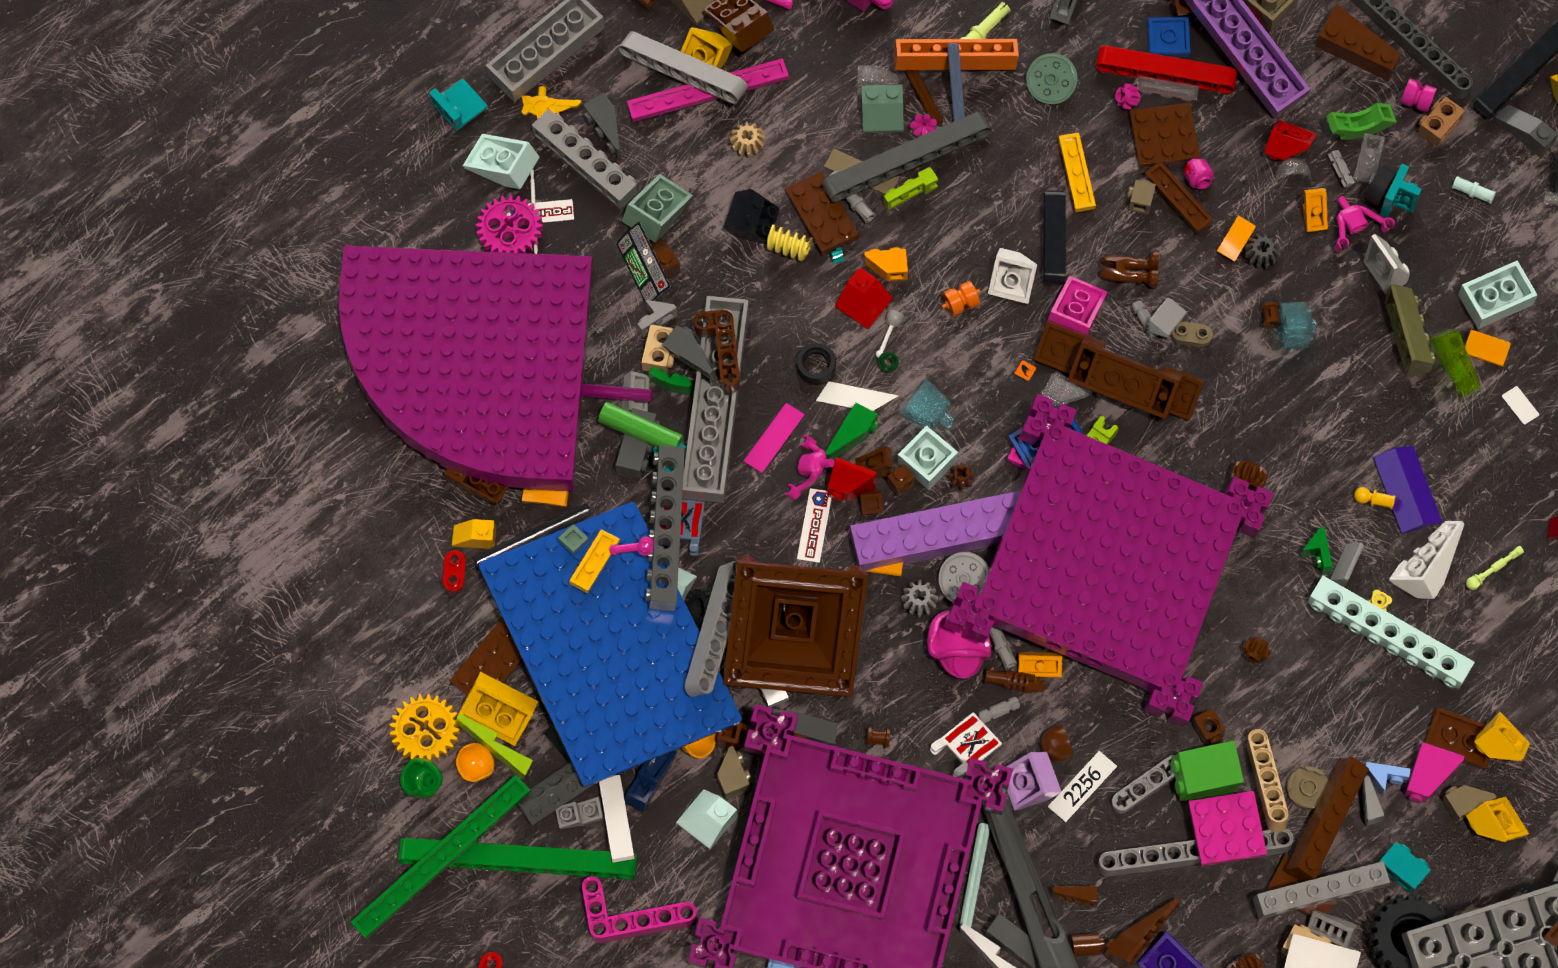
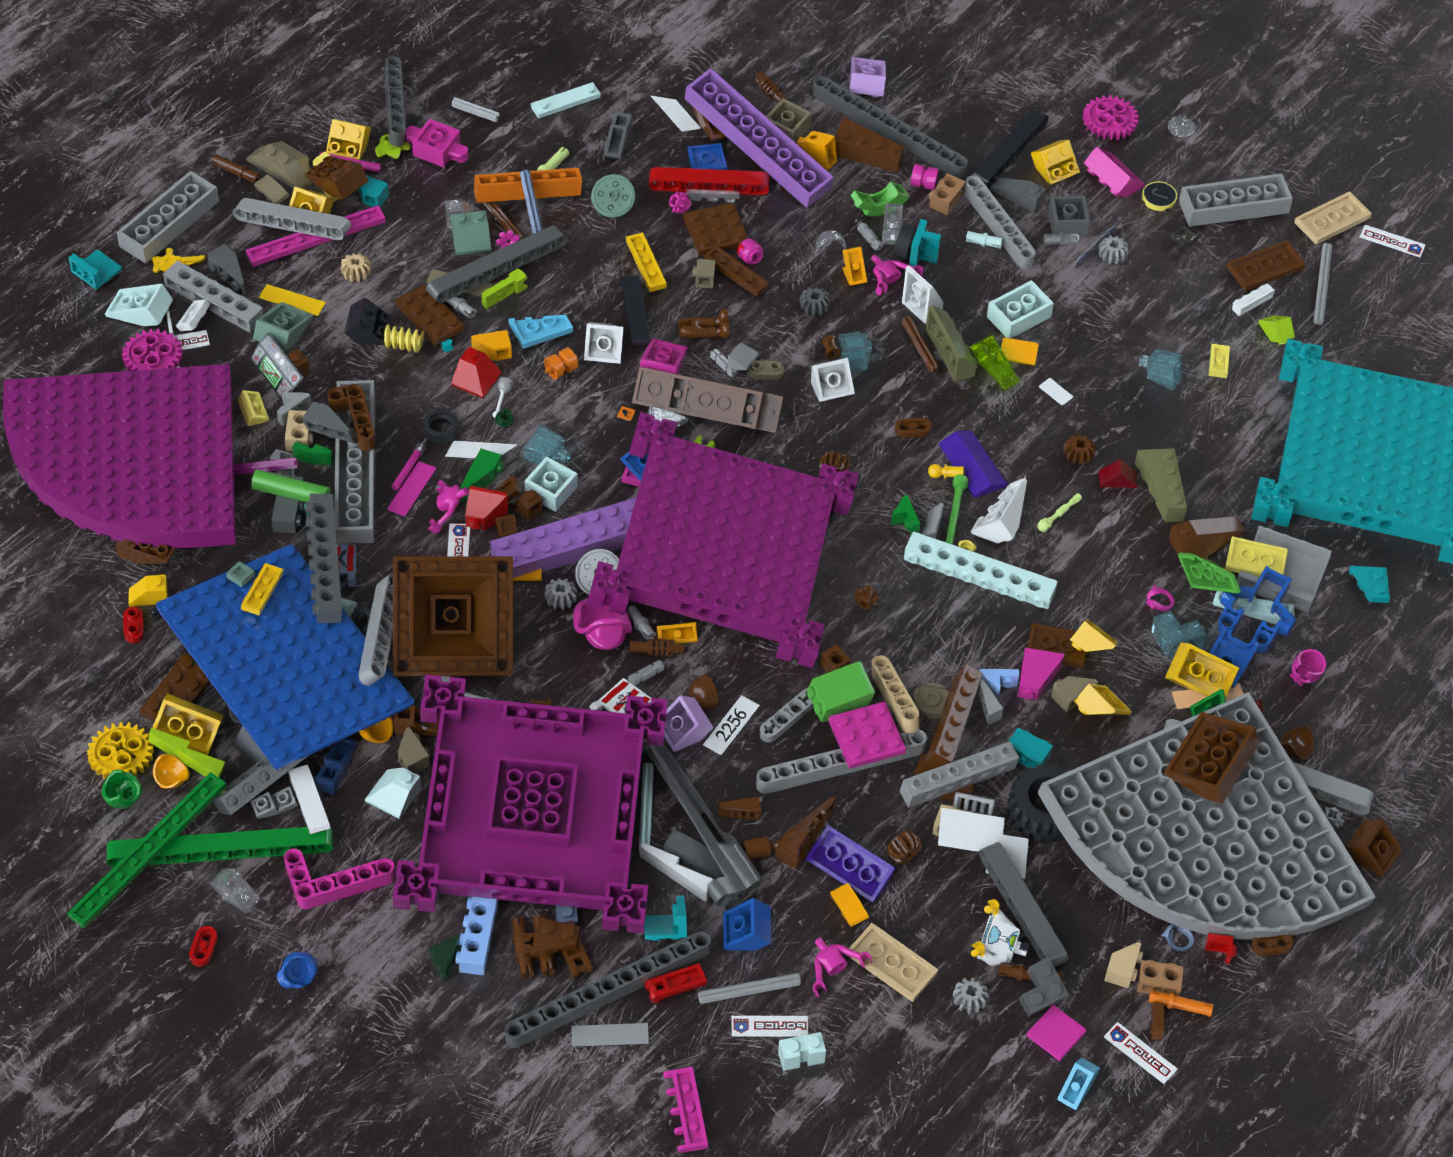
camera: 15 degrees left, 15 degrees down
(526, 912) = (234, 889): none -> clear slope
(546, 497) = (214, 554): light orange slope -> none
(559, 181) = (193, 315): none -> white plate
(612, 310) = (252, 408): none -> light yellow slope
(644, 547) = (307, 569): dark pink piece -> none
(665, 21) = (271, 189): none -> dark tan slope
(672, 170) = (296, 300): none -> yellow sticker
(781, 39) = (374, 192): none -> teal slope
(787, 391) = (418, 451): none -> dark pink piece
(942, 249) = (535, 331): none -> medium azure wing
(962, 481) = (583, 496): reddish brown gear -> none
(1236, 238) = (790, 295): light orange slope -> none
(1265, 361) = (832, 379): none -> white slope
(1288, 140) = (819, 221): red slope -> none
(1300, 42) = (820, 148): none -> light orange torso
(1346, 432) = (912, 427): none -> reddish brown plate
(1374, 323) = (920, 344): none -> reddish brown axle
(1387, 516) = (960, 483): none -> bright green piece
(1494, 177) = (999, 222): none -> light grey beam
(1530, 496) = (1079, 449): none -> reddish brown gear

